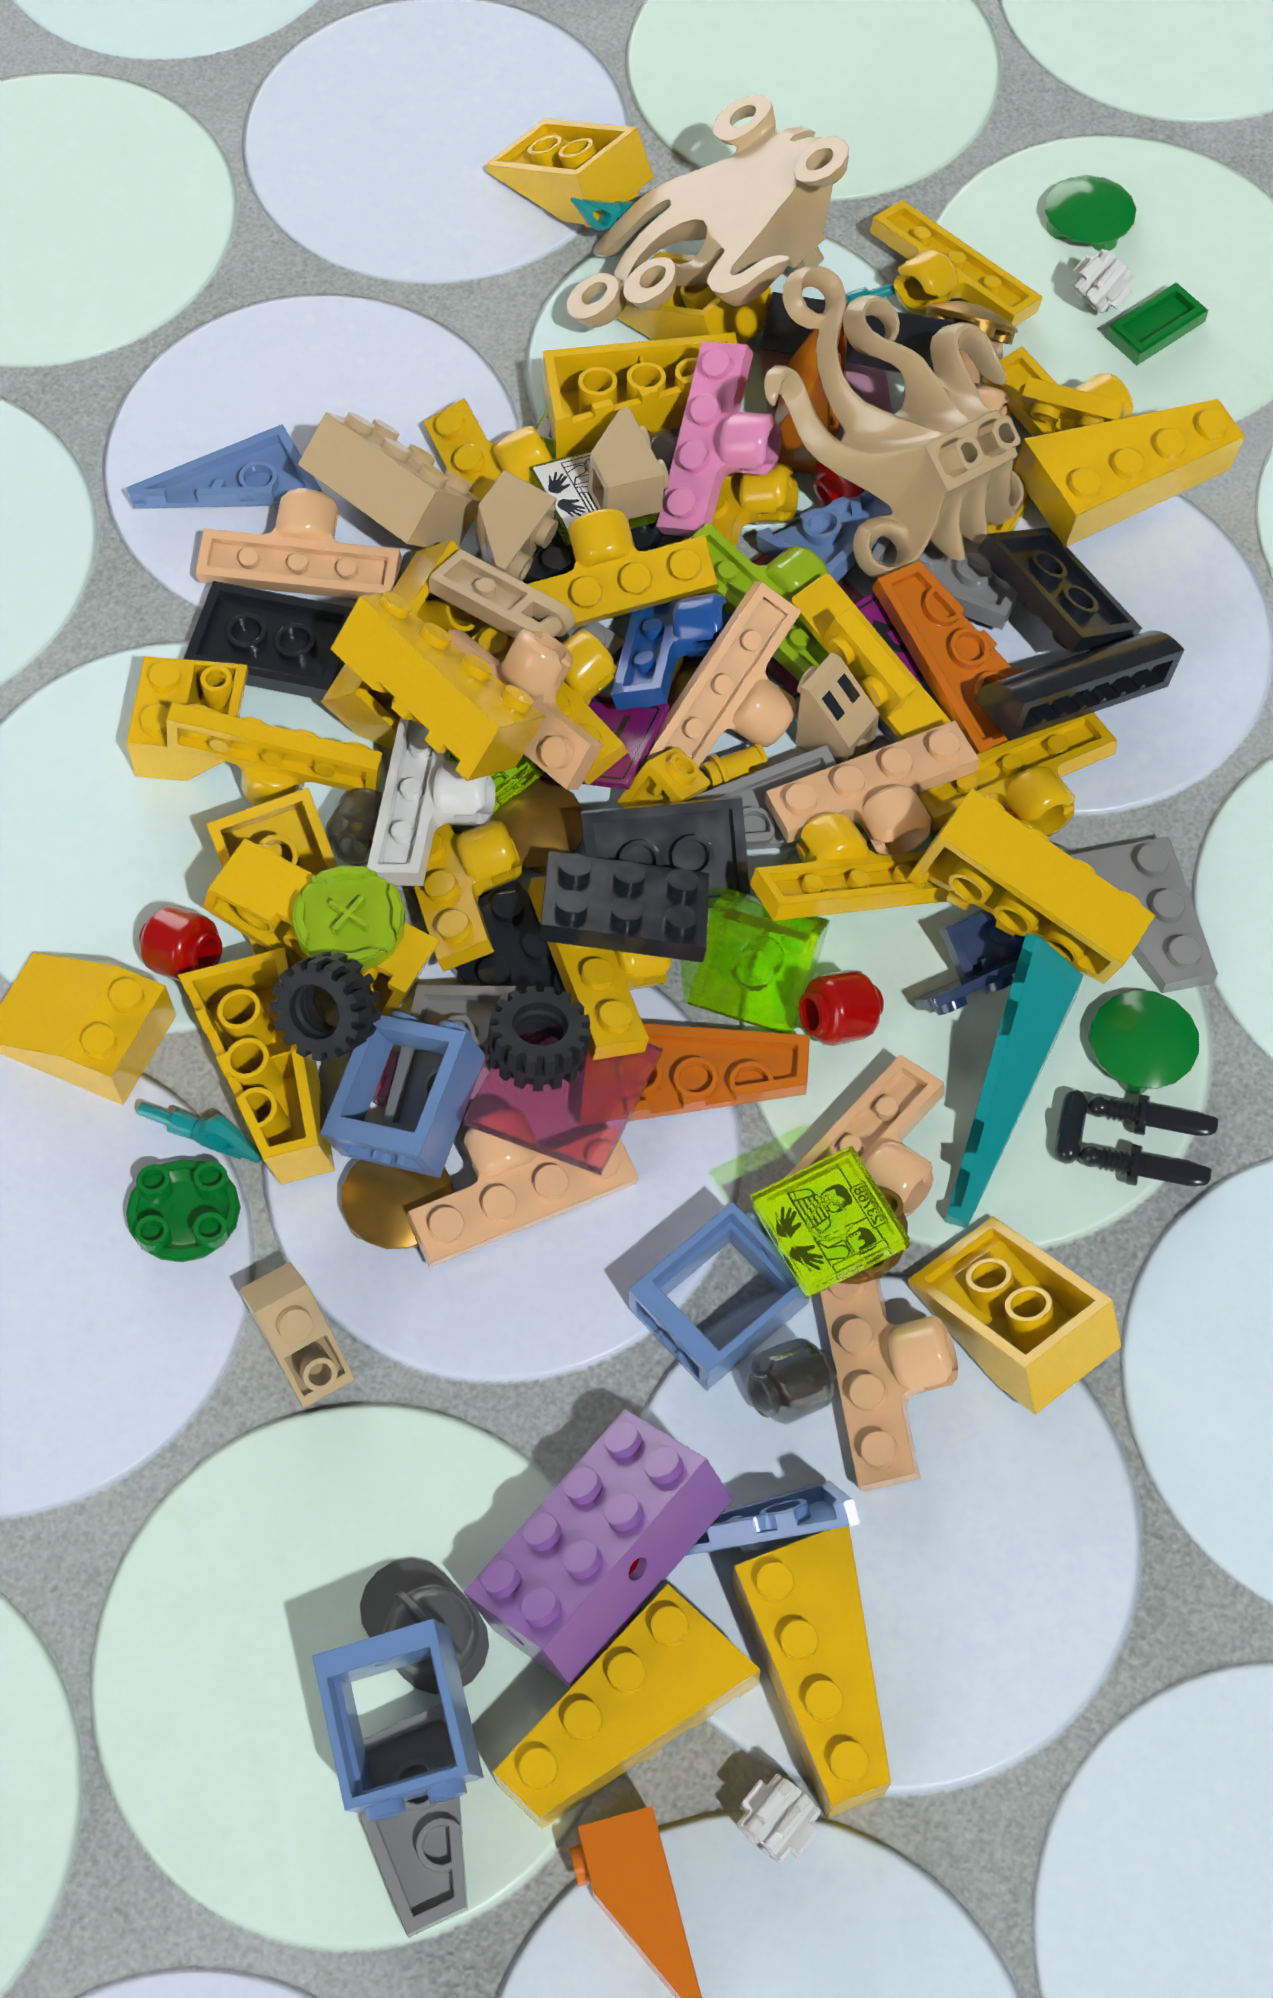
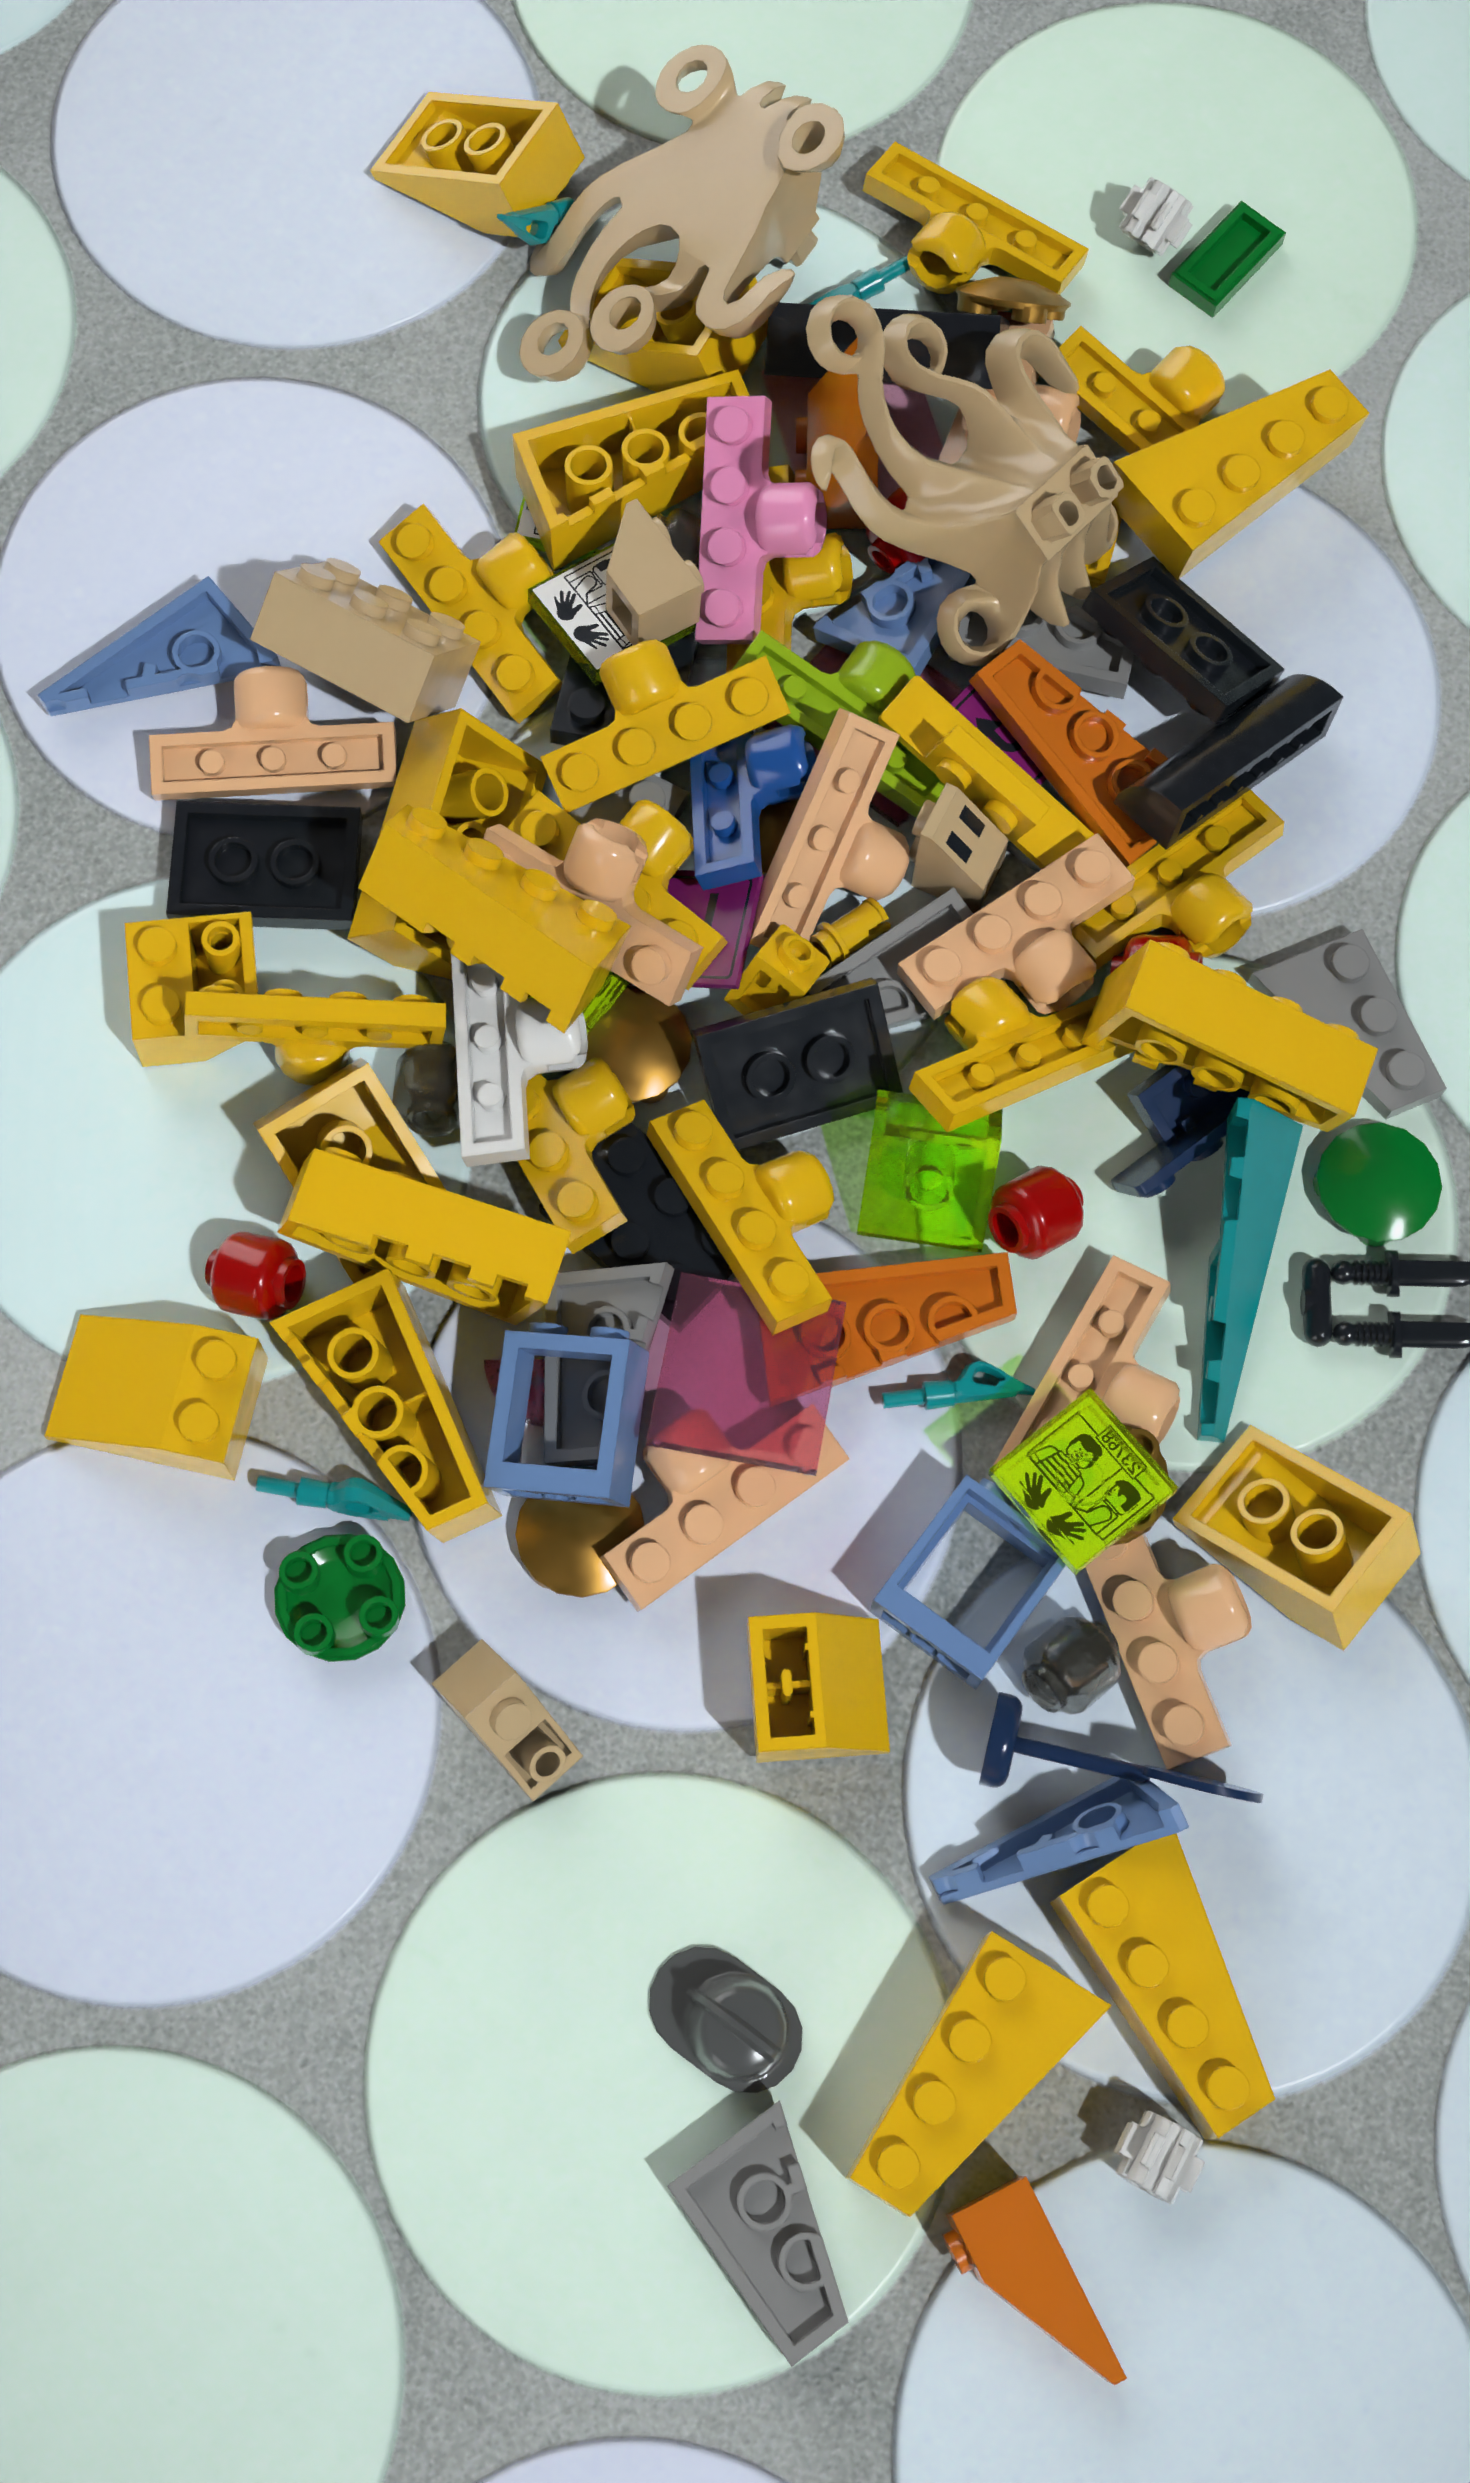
camera: 15 degrees left, 10 degrees up
(301, 1019) = (448, 1369): black tyre -> none
(350, 914) = (462, 1227): lime tile -> none
(377, 1655) = (745, 2230): medium blue window -> none
(498, 597) = (536, 777): tan plate -> none
(514, 523) = (524, 676): tan slope -> none
(533, 1062) = (709, 1291): black tyre -> none
(564, 1354) = (816, 1686): none -> yellow slope
(599, 1546) = (905, 1901): medium lavender brick -> none
(625, 907) = (770, 1141): black plate -> none
(717, 1431) = (1005, 1742): none -> dark blue piece
(747, 1142) = (963, 1390): none -> teal hand
(1054, 401) = (1134, 399): yellow plate -> none
(1090, 211) = (1120, 118): green dish -> none

